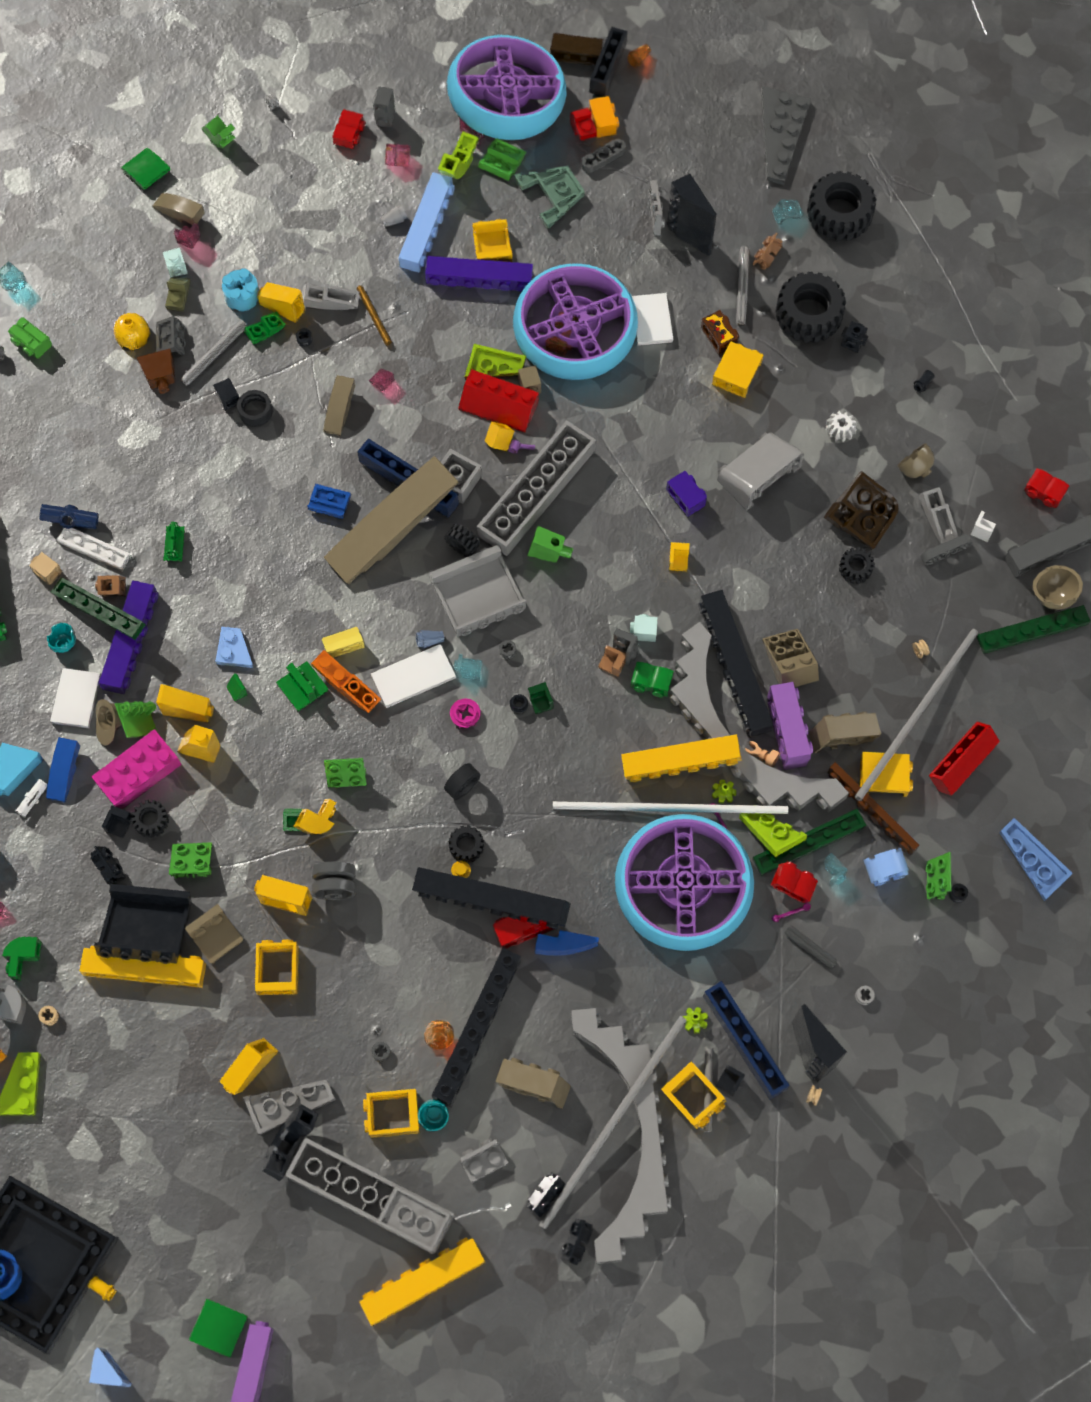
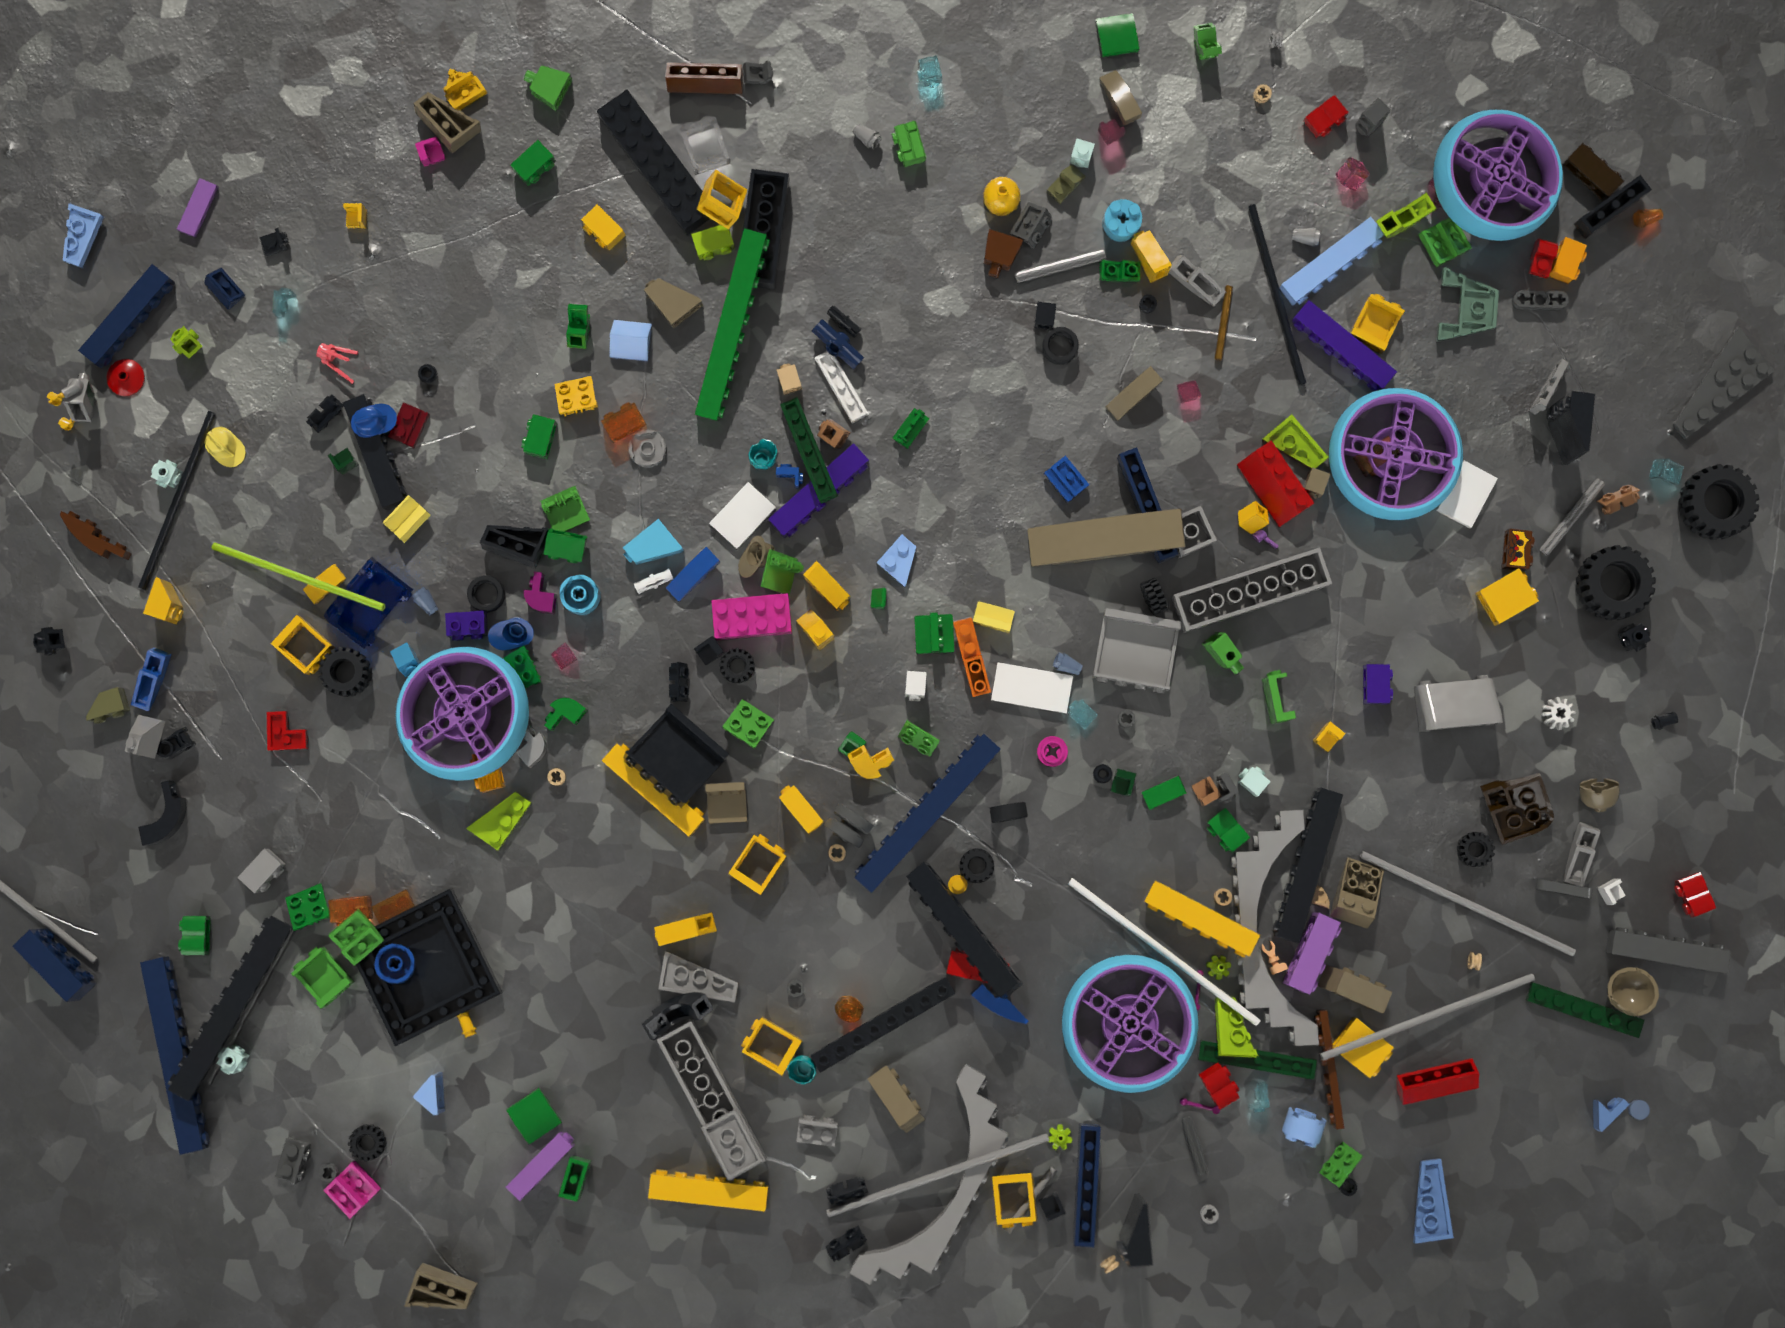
camera: 35 degrees right, 15 degrees up
(62, 497) = (844, 321): none -> black axle
(93, 638) = (788, 471): none -> blue bracket
(287, 147) = (1266, 89): none -> tan bush
(292, 1355) = (574, 1178): none -> green brick
(313, 732) = (915, 685): none -> white brick
(343, 919) = (837, 846): none -> tan bush
(394, 831) = (927, 813): none -> dark blue brick
(401, 271) = (1277, 294): none -> black piece
(579, 684) = (1164, 792): none -> green slope
(622, 562) = (1273, 698): none -> bright green panel
(689, 729) = (1217, 899): none -> tan bush
(764, 682) = (1320, 898): none -> tan tile
(881, 610) = (1467, 903): none -> light grey piece

